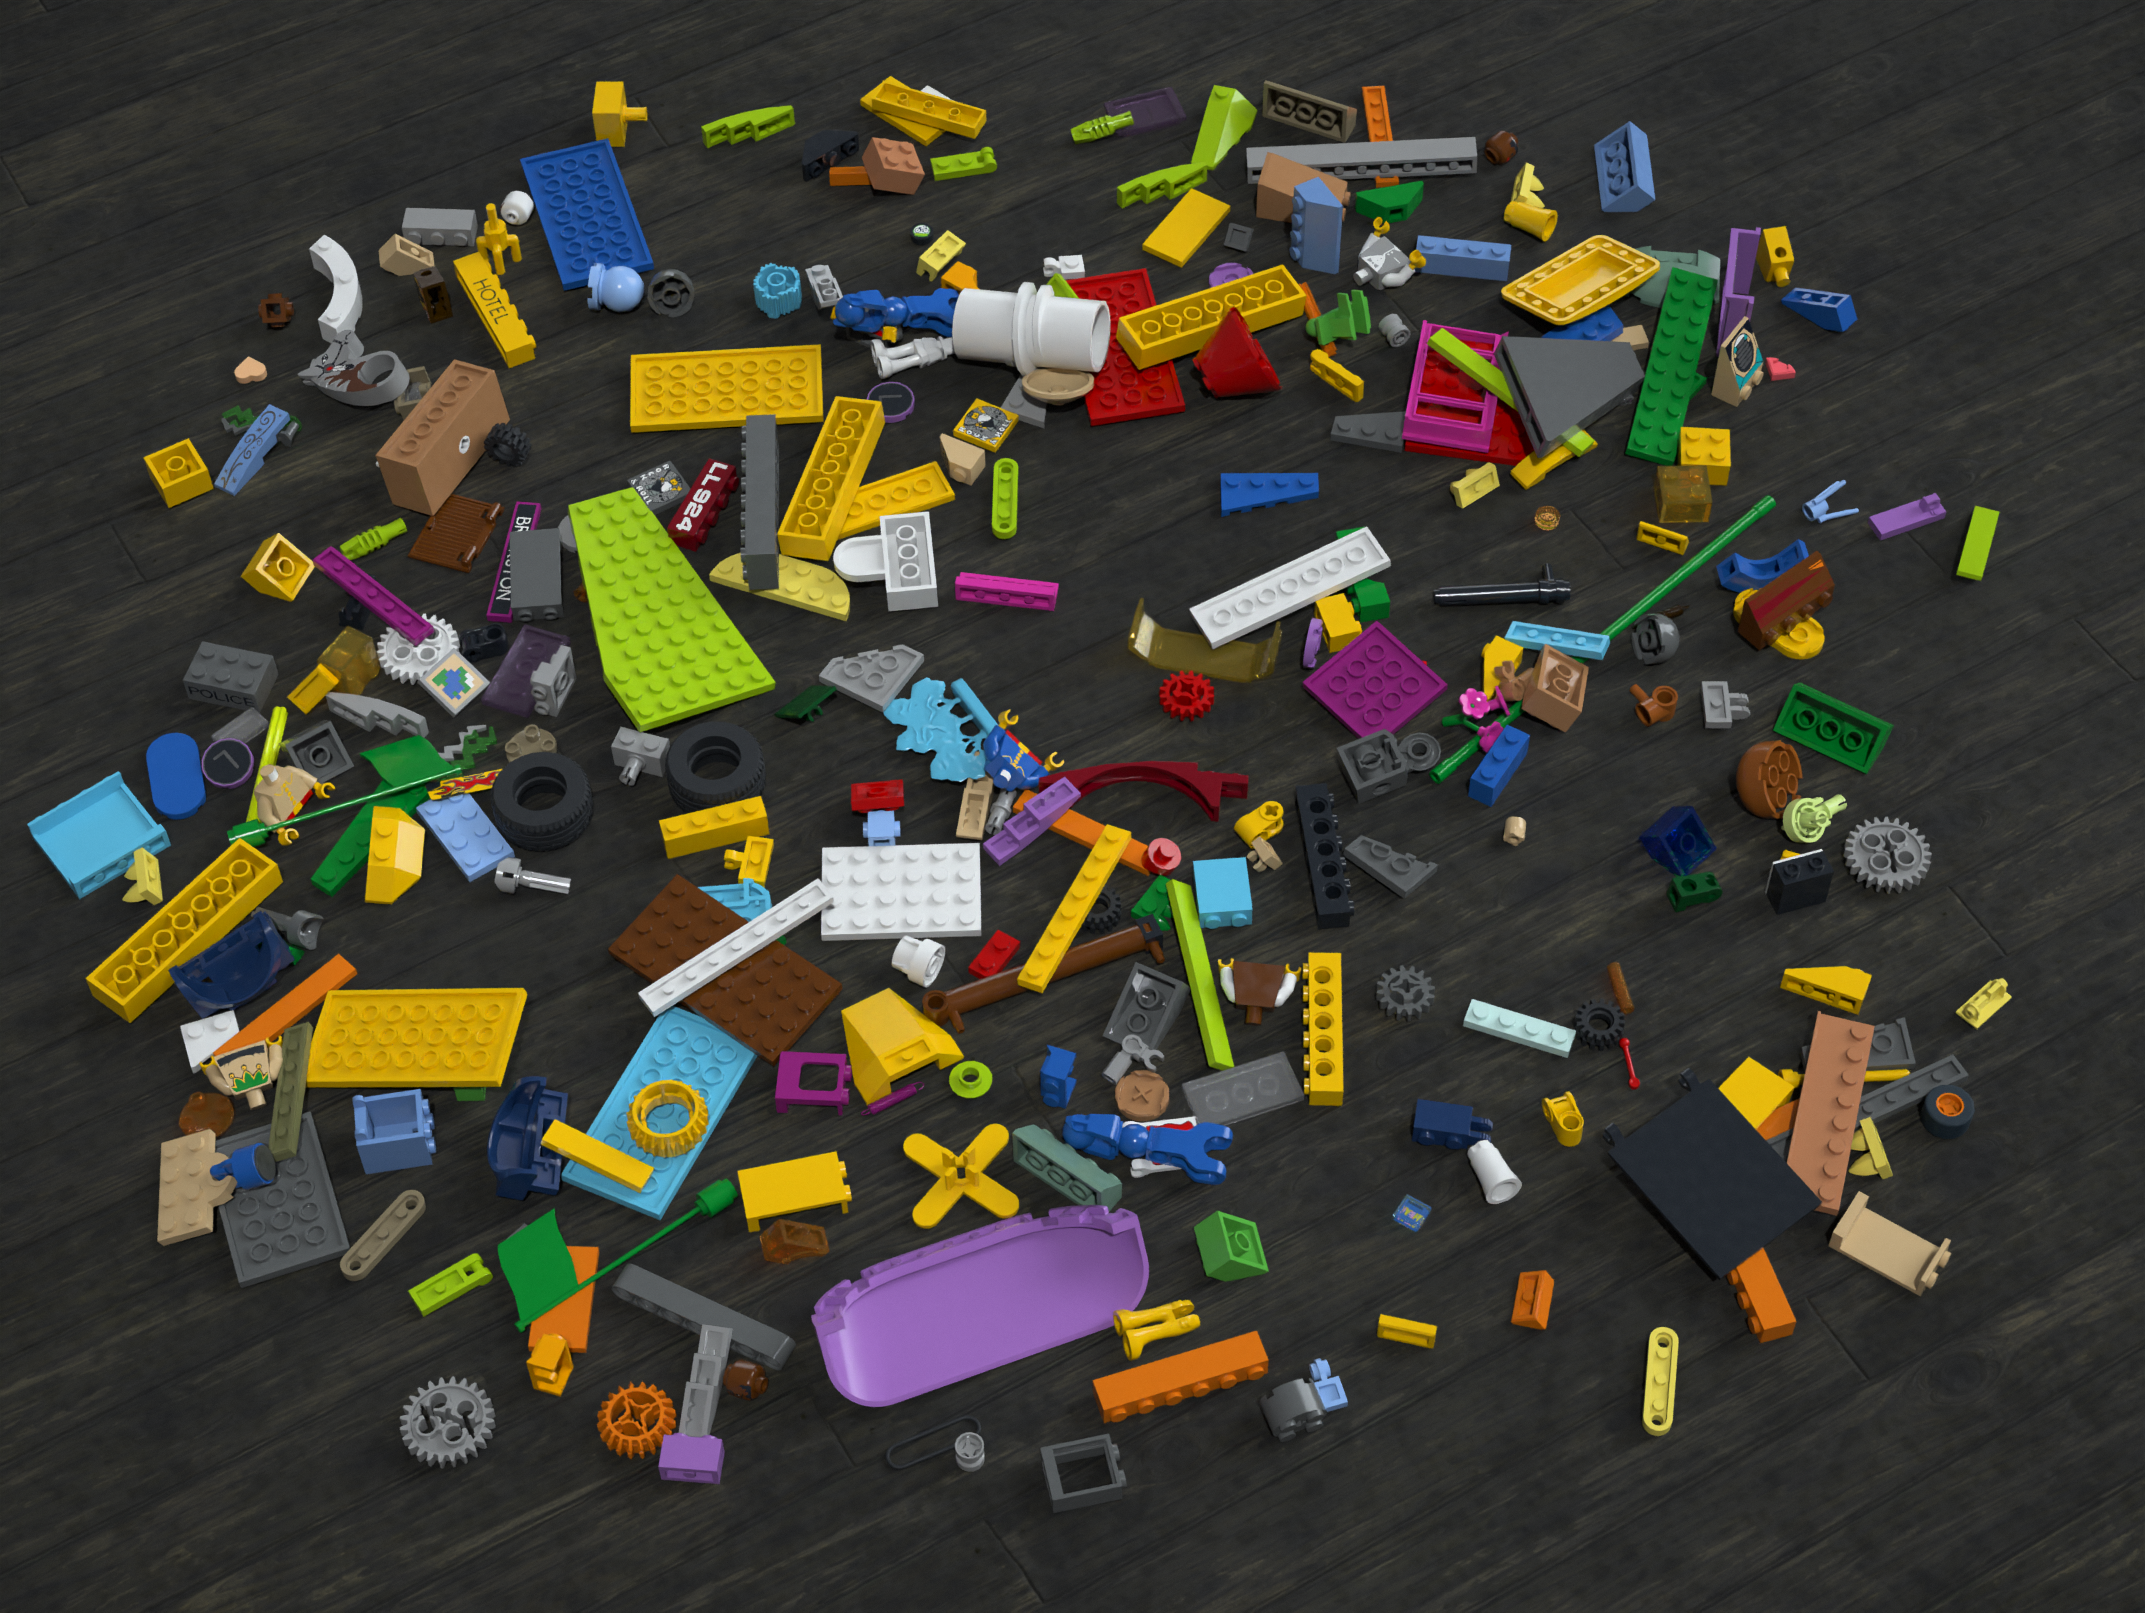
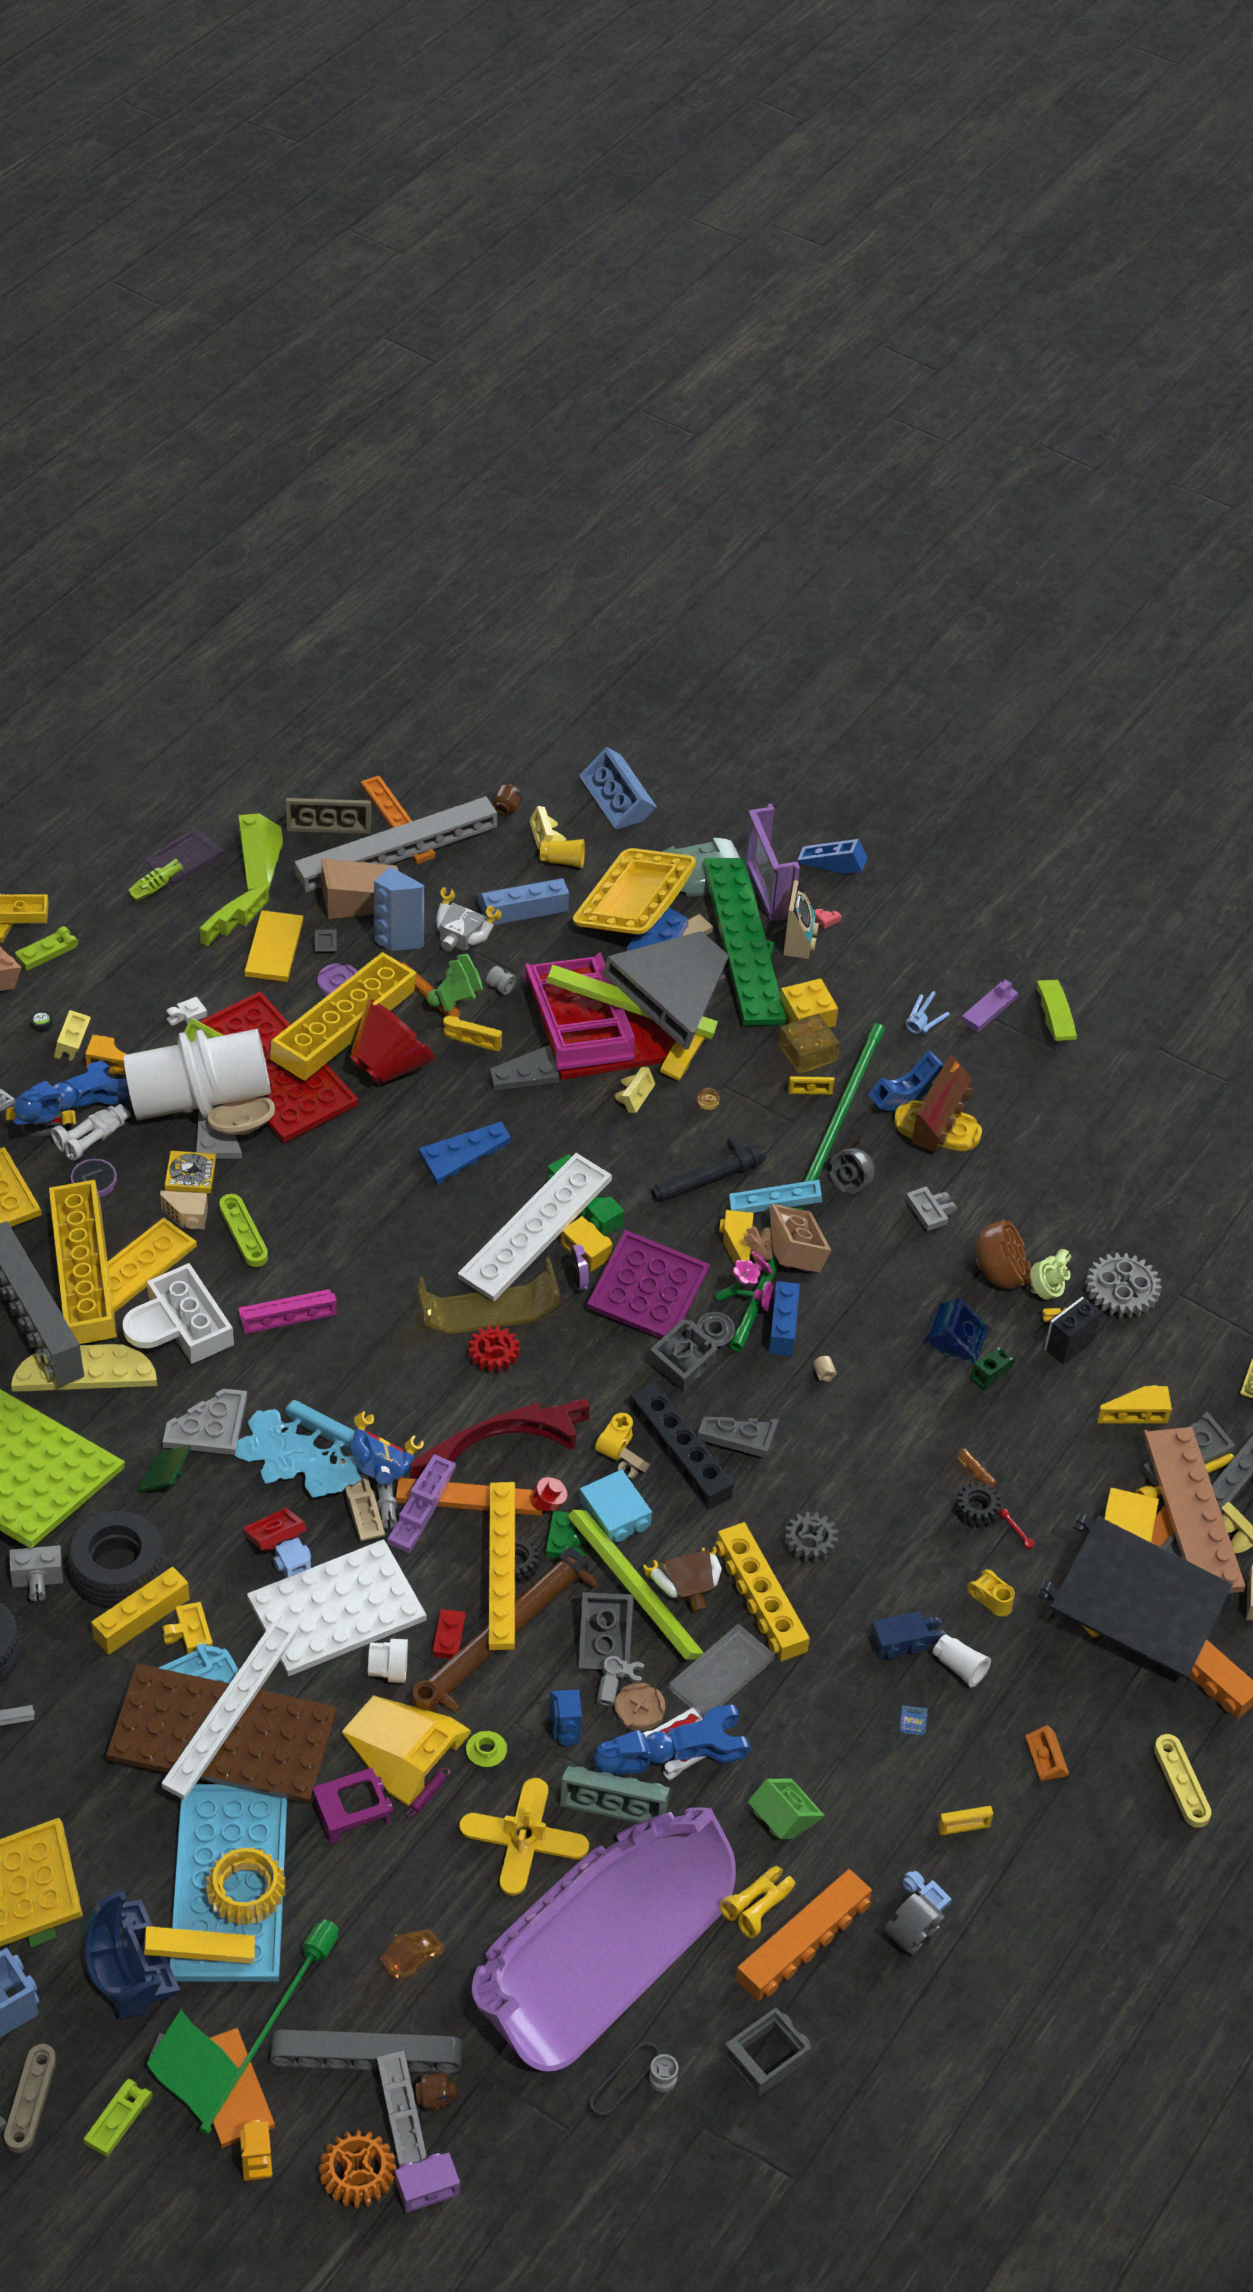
camera: 30 degrees left, 5 degrees down
(447, 1422) = (186, 2268): light grey gear -> none
(793, 1187) = (385, 1905): yellow panel -> none
(1391, 202) = (439, 871): green slope -> none
(1519, 1028) = (915, 1532): light aqua plate -> none
(1656, 708) = (881, 1227): dark orange piece -> none
(1775, 255) = (783, 826): yellow torso -> none
(1832, 727) = (1027, 1196): green slope -> none

